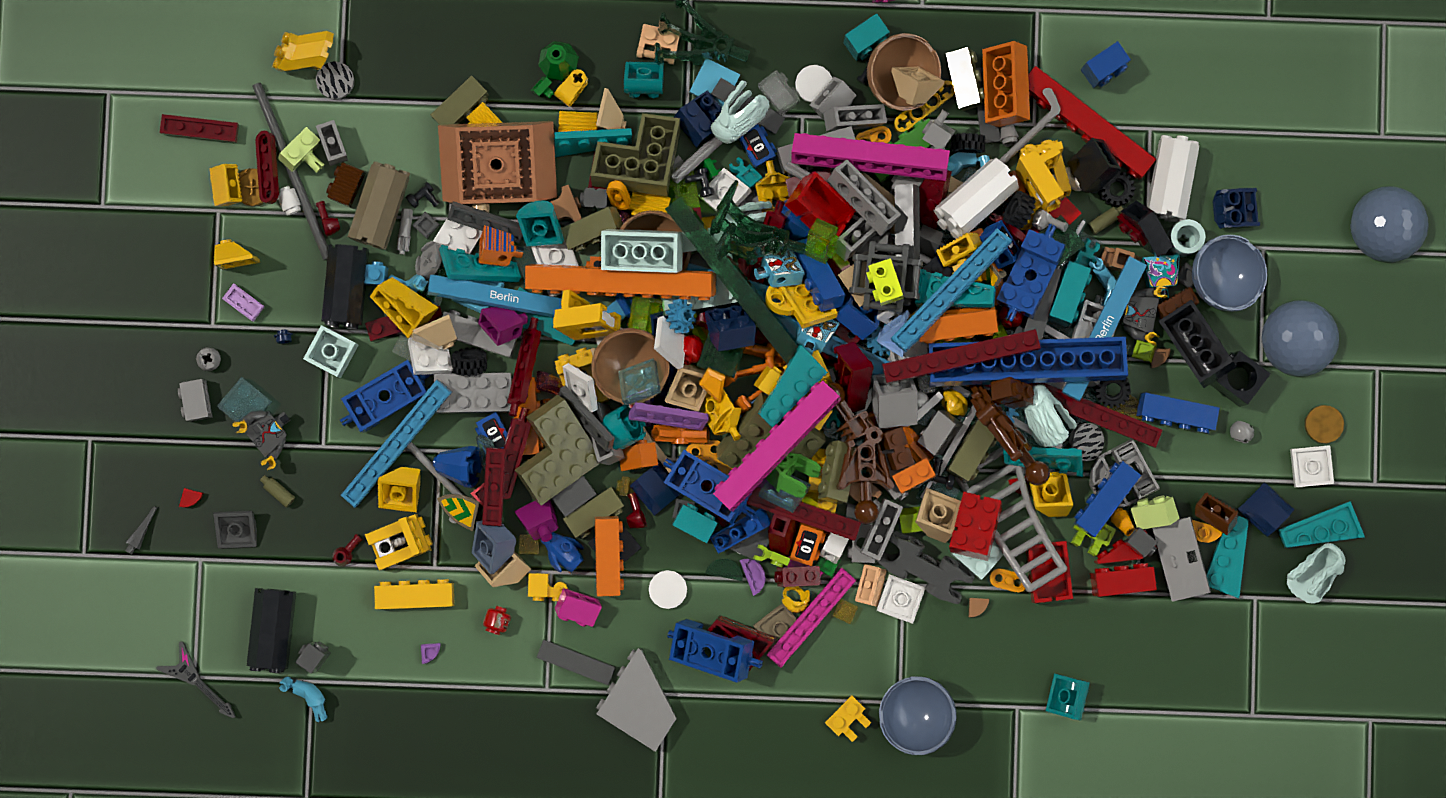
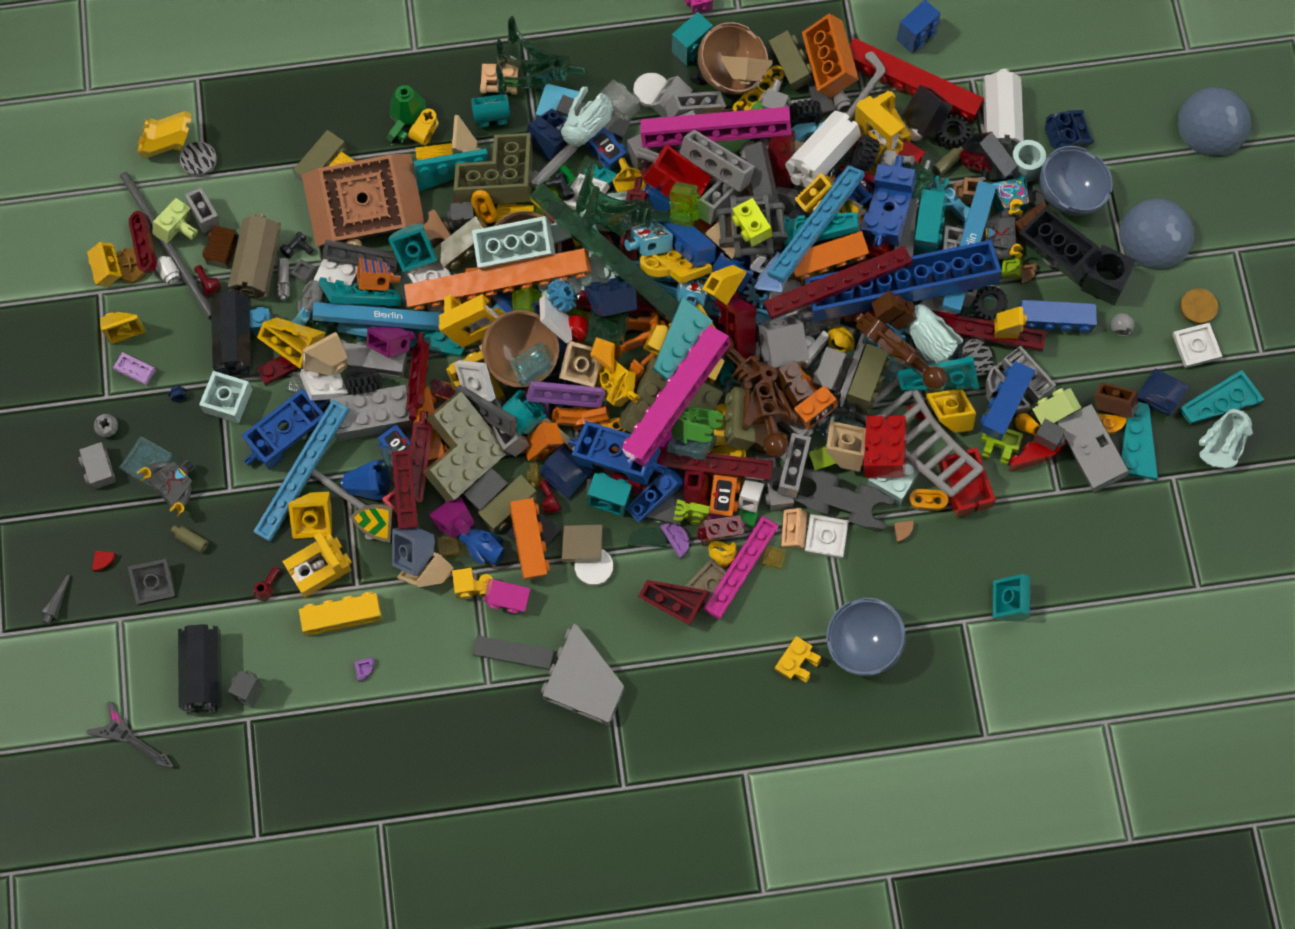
camera: 10 degrees left, 15 degrees down
(199, 128) = (73, 220): dark red plate -> none
(311, 694) = (247, 727): medium azure arm -> none
(496, 620) = (427, 623): red head -> none
(660, 565) = (582, 543): none -> dark tan tile
(728, 658) = (665, 609): blue brick -> none
(846, 335) = (724, 283): none -> yellow slope
(1123, 580) = (1041, 477): red piece -> none
(1126, 419) = (1009, 323): none -> yellow slope

